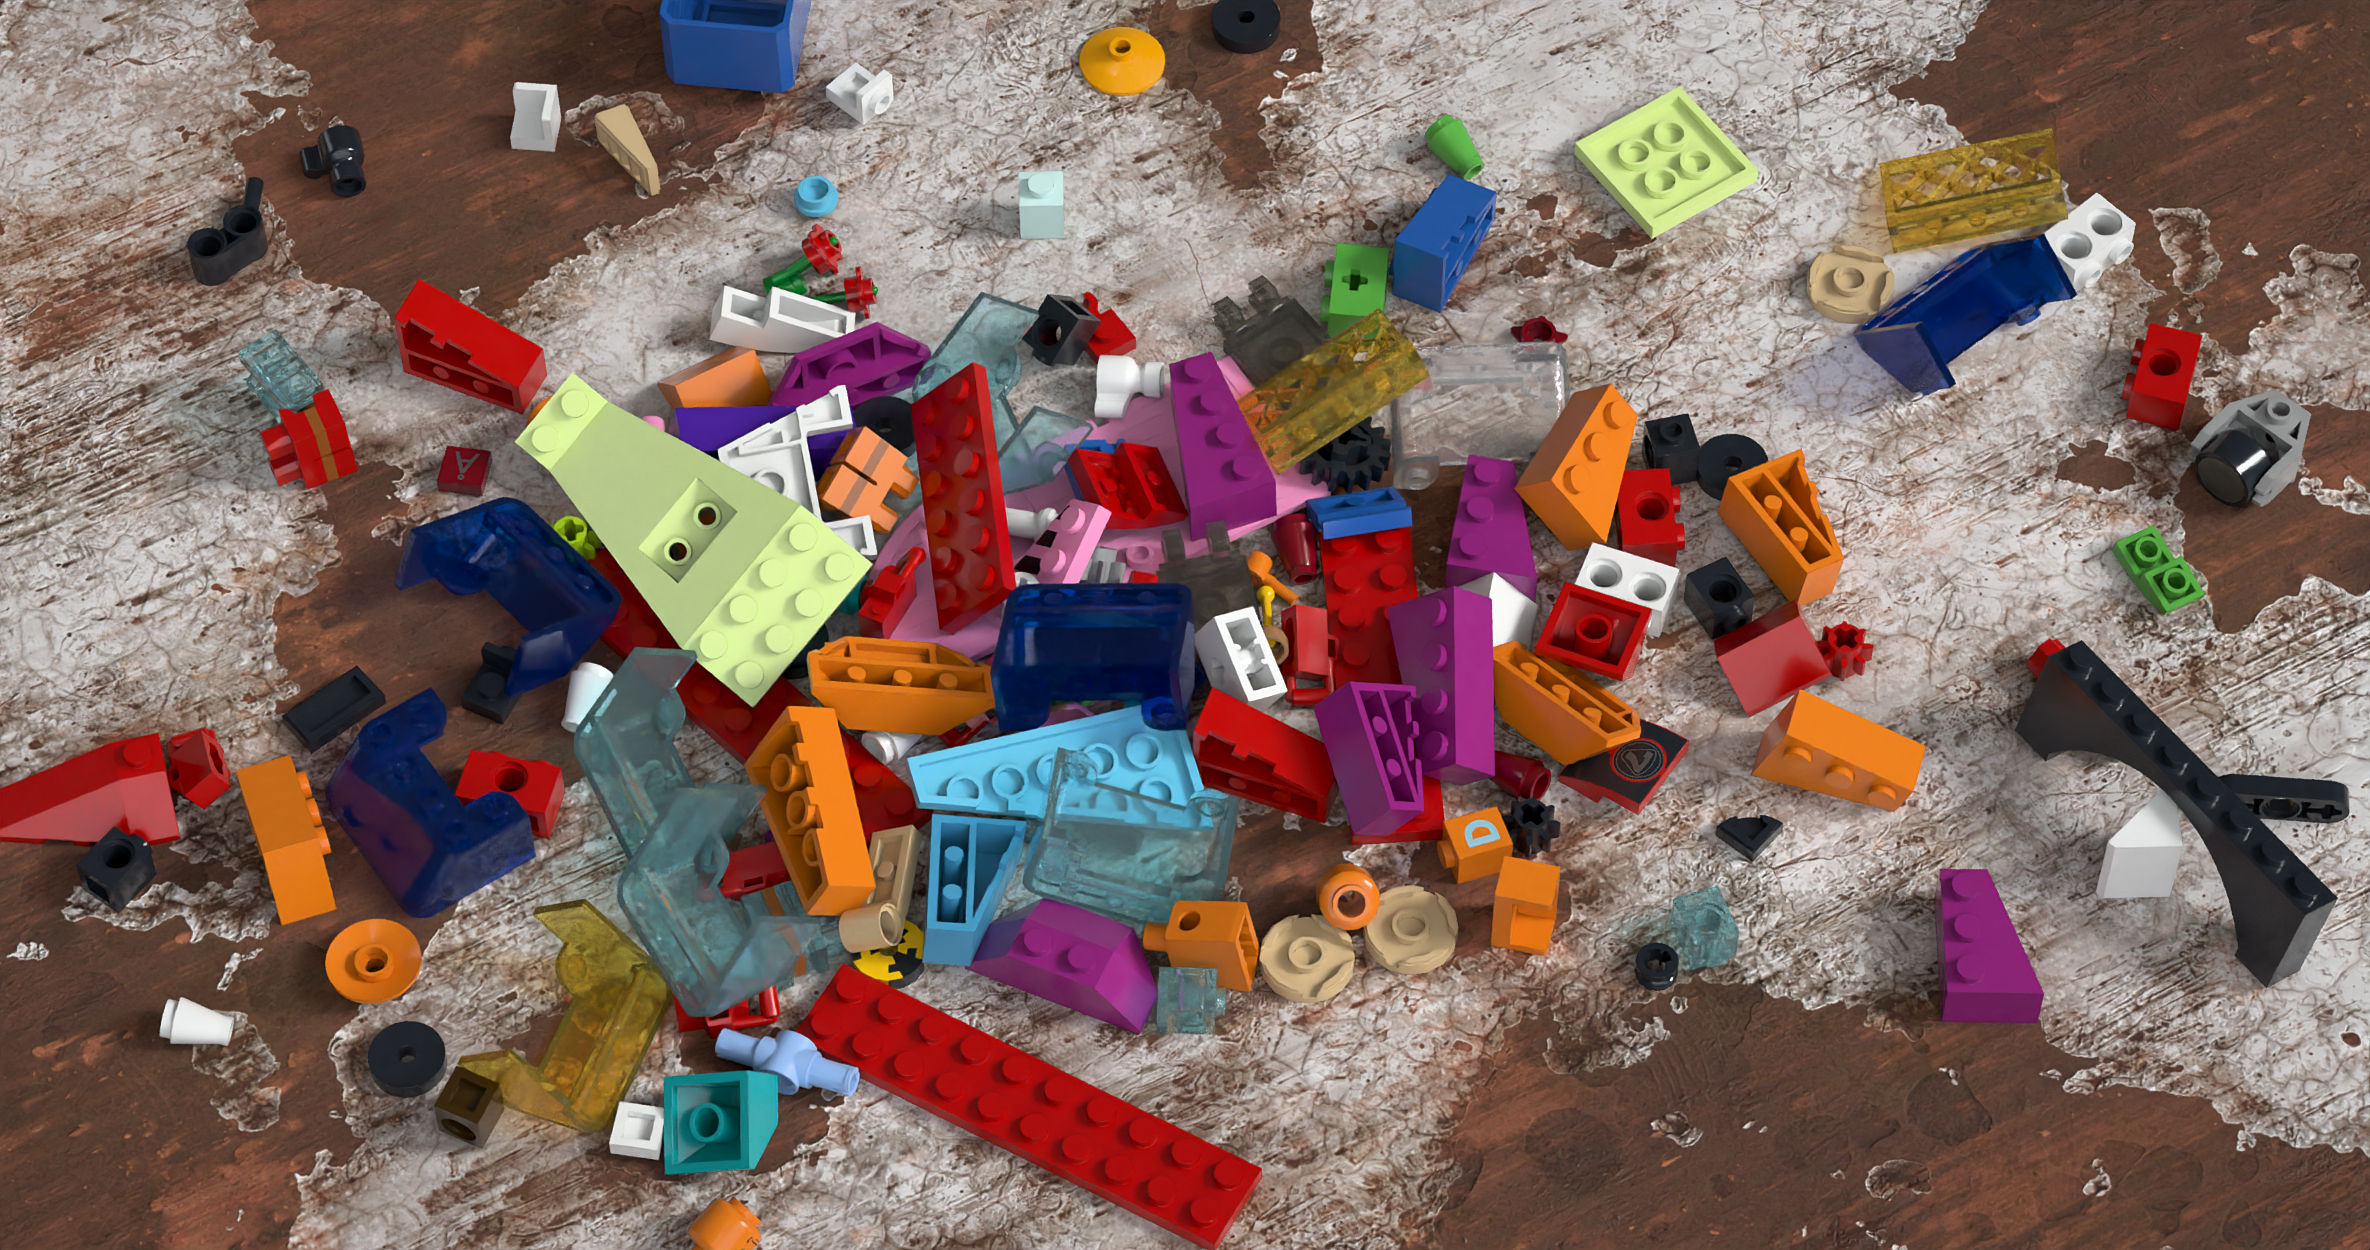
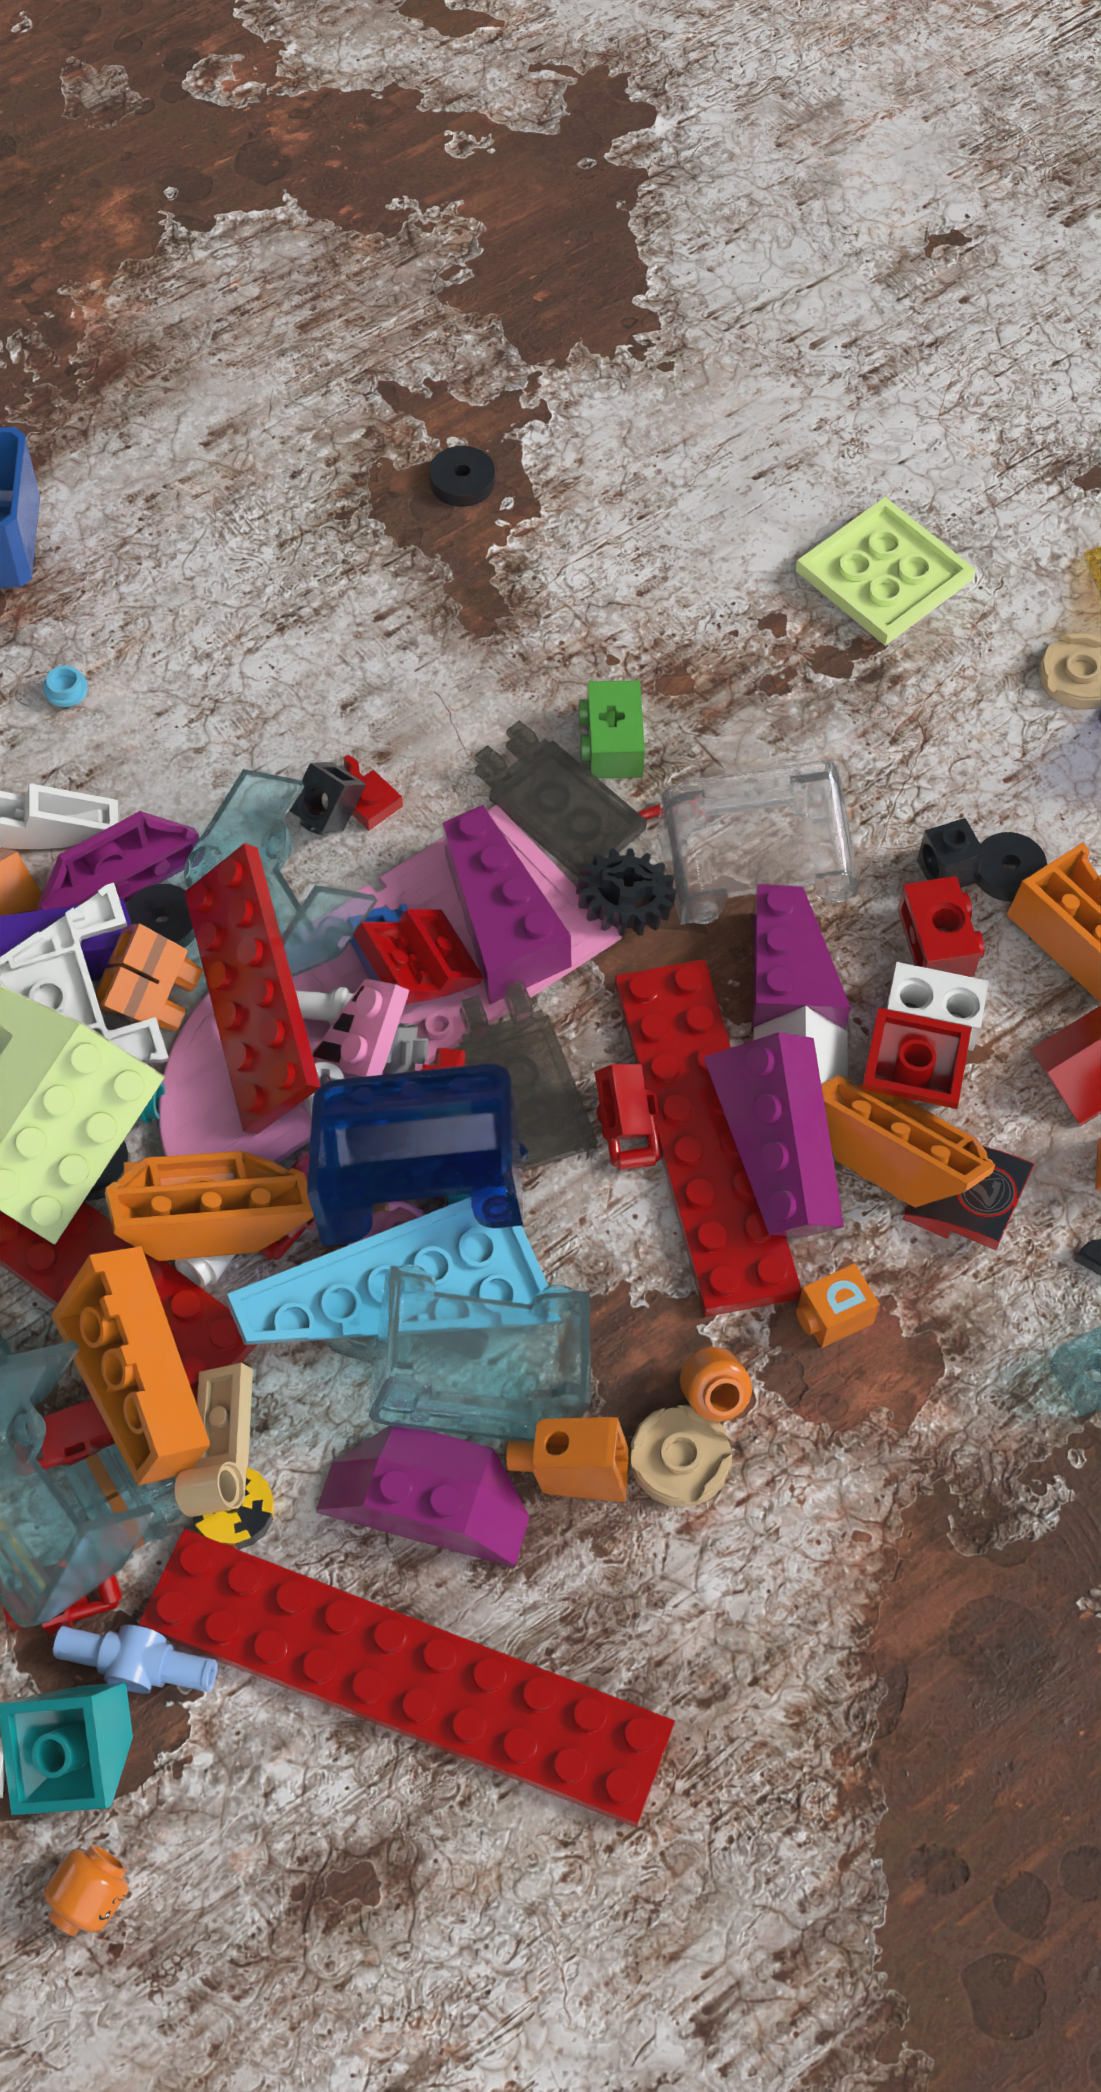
camera: 10 degrees left, 5 degrees up
(823, 252) = (77, 742): red plant -> none
(861, 92) = (99, 579): white bracket -> none
(889, 596) = (186, 1101): red piece -> none
(965, 881) = (304, 1418): dark azure wedge -> none
(1041, 205) = (290, 672): light aqua brick -> none
(1120, 379) = (393, 841): white piece -> none
(1122, 61) = (348, 525): light orange dish -> none
(1189, 1000) = (565, 1526): clear light blue brick -> none
(1240, 659) = (563, 1136): white brick -> none
(1259, 568) = (563, 1022): orange hand -> none
(1262, 759) = (604, 1237): red wedge -> none
(1272, 633) = (588, 1108): hinge -> none
(1296, 547) = (596, 998): dark red cone -> none
(1349, 397) = (621, 845): clear yellow fence -> none
(1359, 512) = (654, 955): blue plate -> none
(1372, 754) = (721, 1225): magenta wedge -> none
(1411, 930) = (787, 1410): tan tile -> none
(1441, 242) = (687, 670): blue wedge -> none
(1453, 145) = (680, 574): bright green cone -> none
(1521, 776) = (868, 1222): dark red cone -> none
(1525, 905) = (904, 1371): orange panel -> none
(1531, 826) = (896, 1287): black gear -> none
(1538, 328) = (797, 746): dark red plate -> none
(1581, 467) = (872, 885): orange wedge -> none
(1656, 980) = (1043, 1434): black bush -> none
(1718, 583) = (1032, 989): black brick -> none

